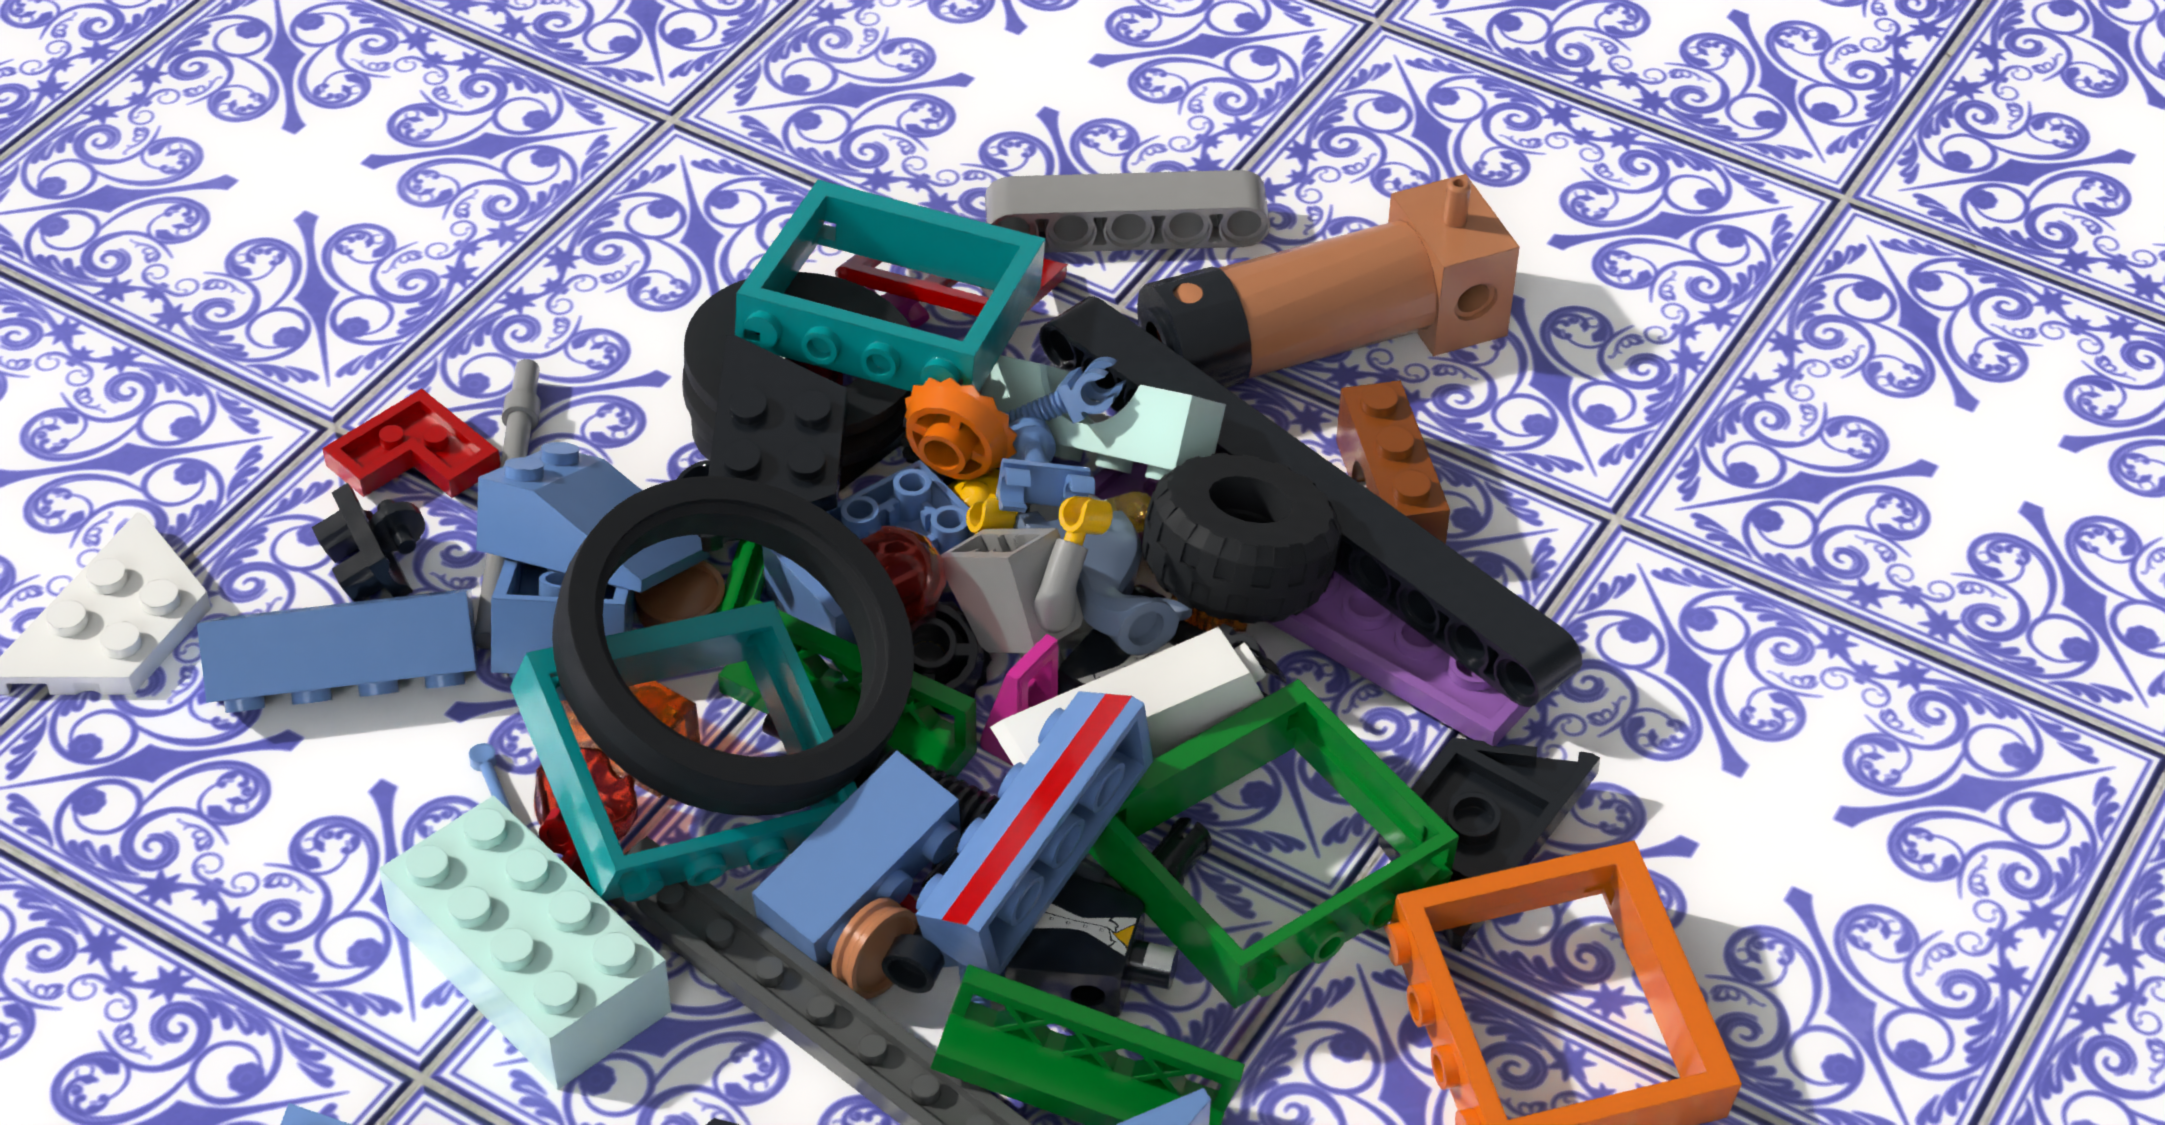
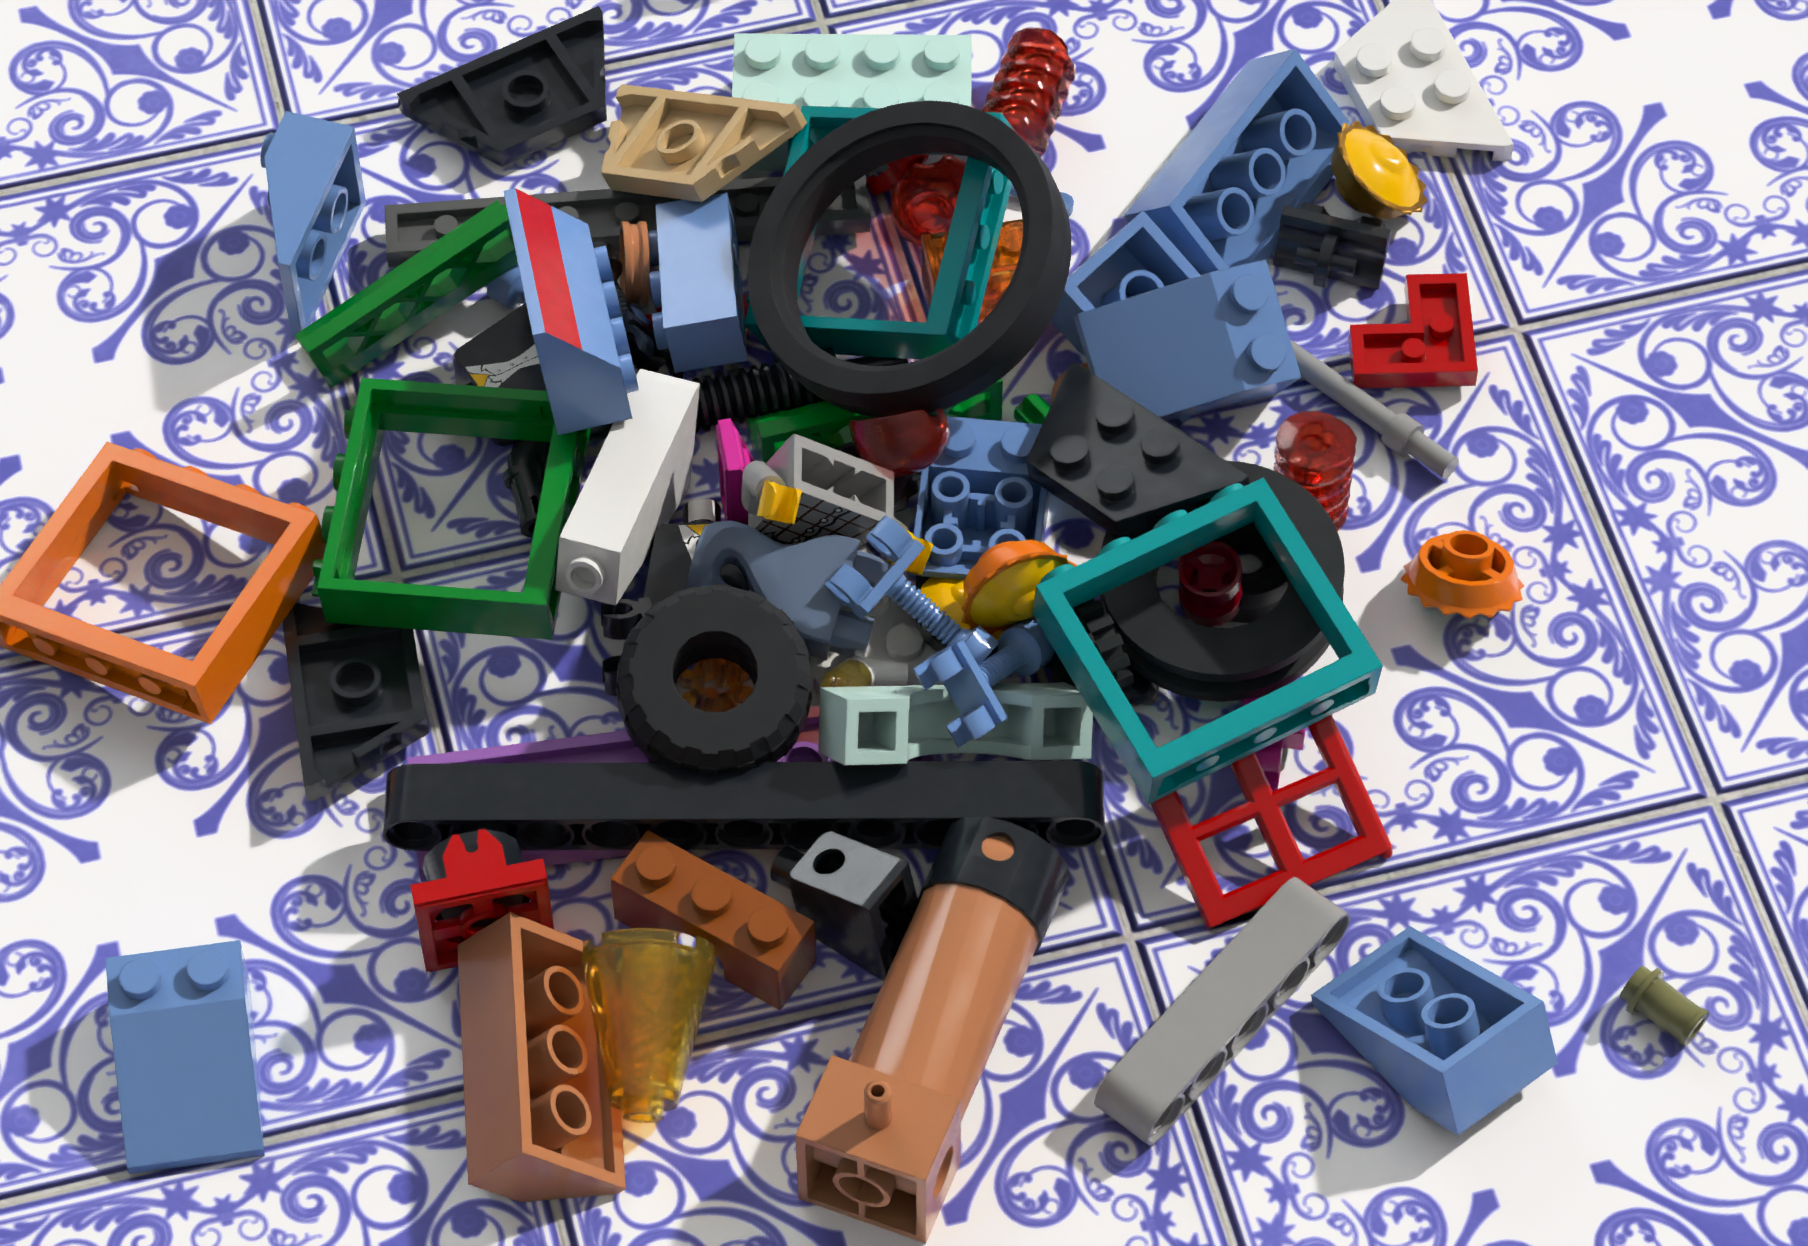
camera: 135 degrees right, 10 degrees up
(267, 553) = (1375, 174): none -> piece
(394, 823) = (1032, 84): none -> clear red piece
(631, 297) = (1463, 575): none -> orange piece
(637, 388) = (1320, 457): none -> clear red piece
(721, 972) = (690, 141): none -> tan wing
(872, 52) = (1663, 1004): none -> olive pin
(1016, 106) = (1440, 1028): none -> medium blue slope
(1287, 356) = (853, 895): none -> black torso
(1500, 449) = (646, 1014): none -> clear yellow cone
(1548, 565) = (471, 885): none -> red piece
(1611, 491) = (533, 1068): none -> nougat slope
(1854, 685) = (185, 1056): none -> medium blue slope

